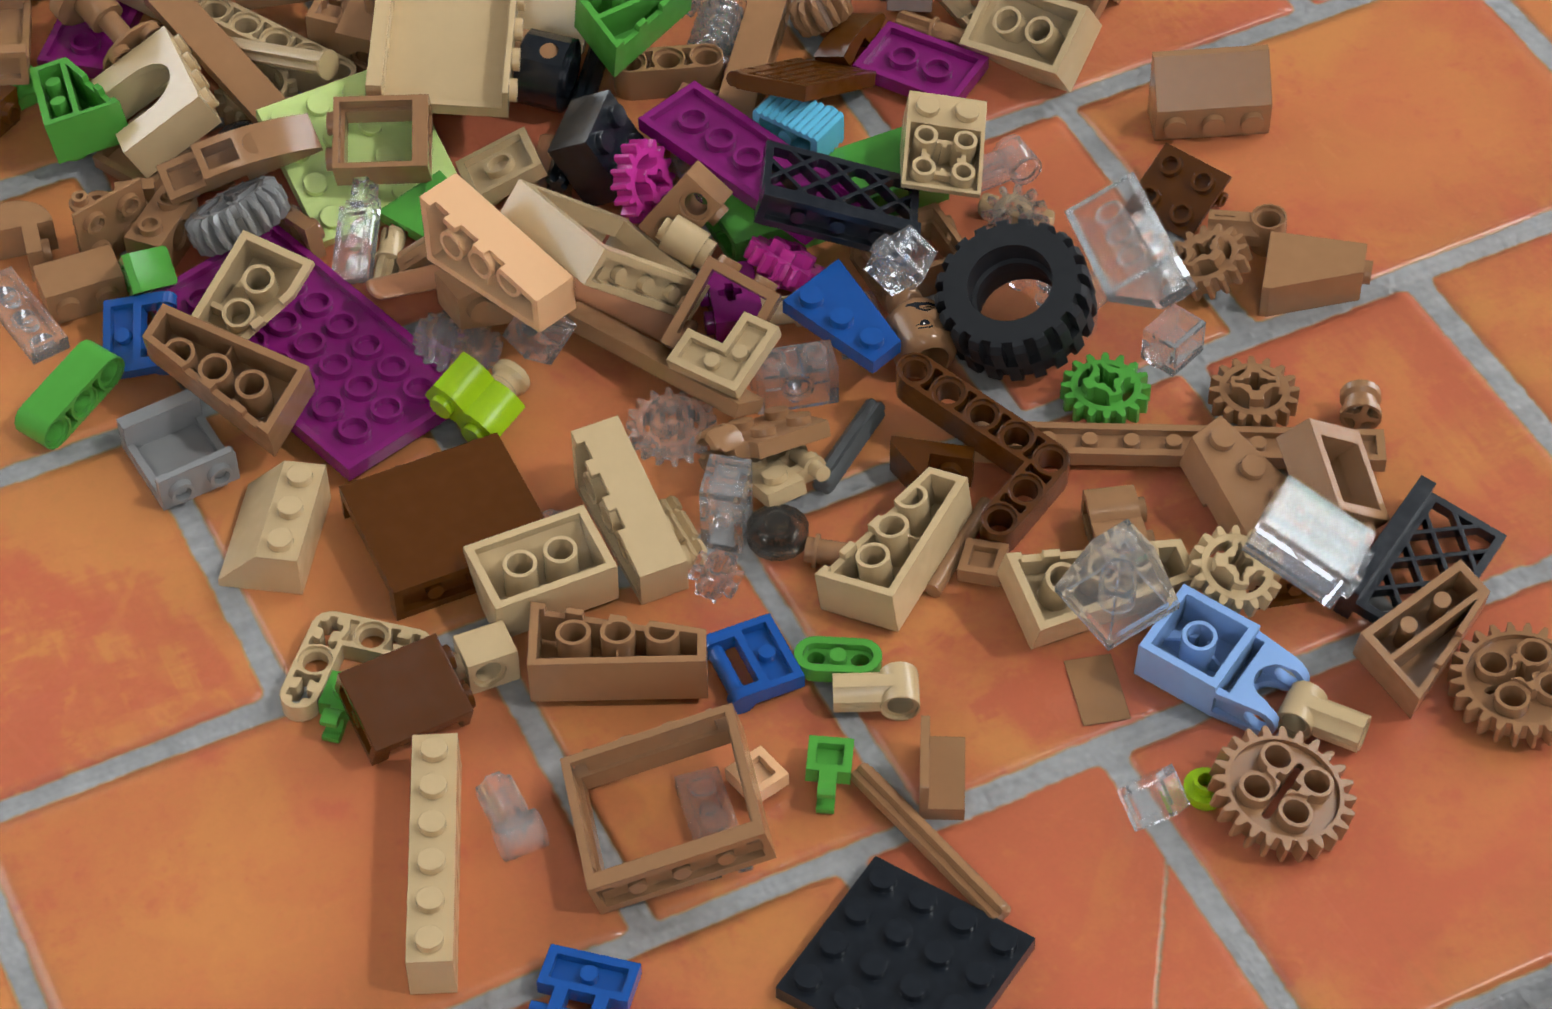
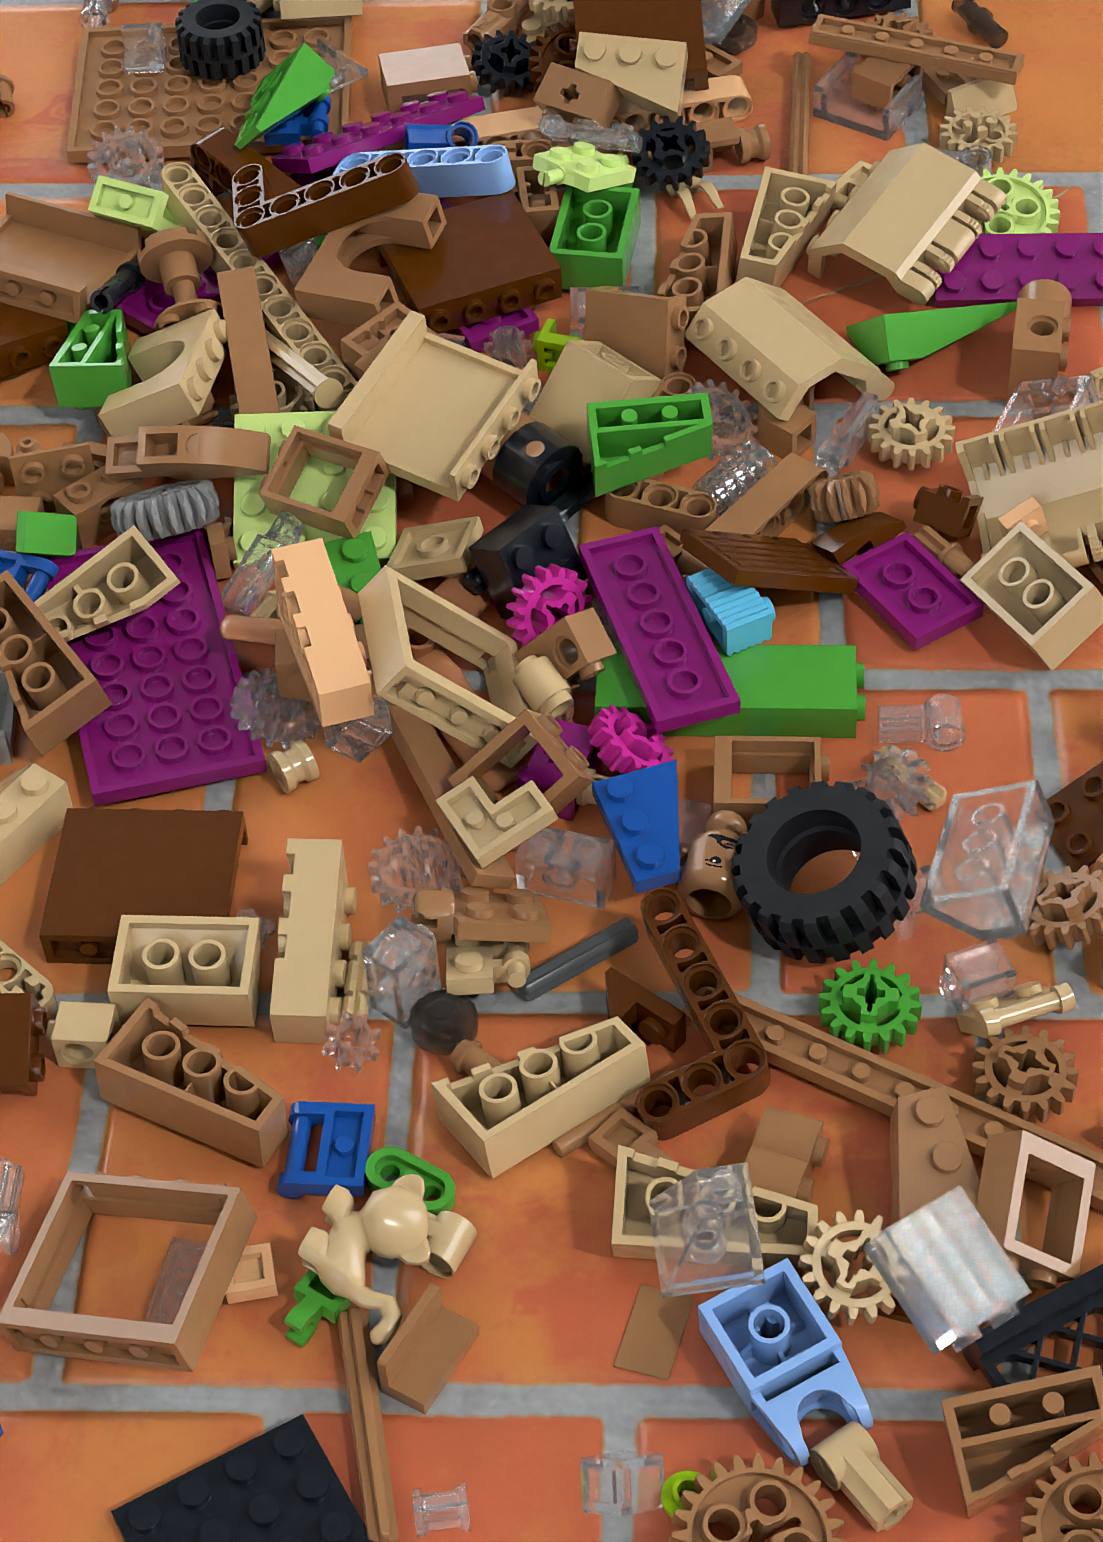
camera: 30 degrees right, 0 degrees up
(45, 34) = (126, 280): none -> black pin
(473, 399) = (247, 771): lime brick -> none
(833, 216) = (691, 718): black fence -> none
(860, 687) = (389, 1224): none -> tan animal
(900, 260) = (726, 785): clear brick -> none
(943, 144) = (852, 680): tan slope -> none
(1032, 874) = (441, 1510): none -> clear bush
(1222, 344) = (1028, 1001): none -> tan plate

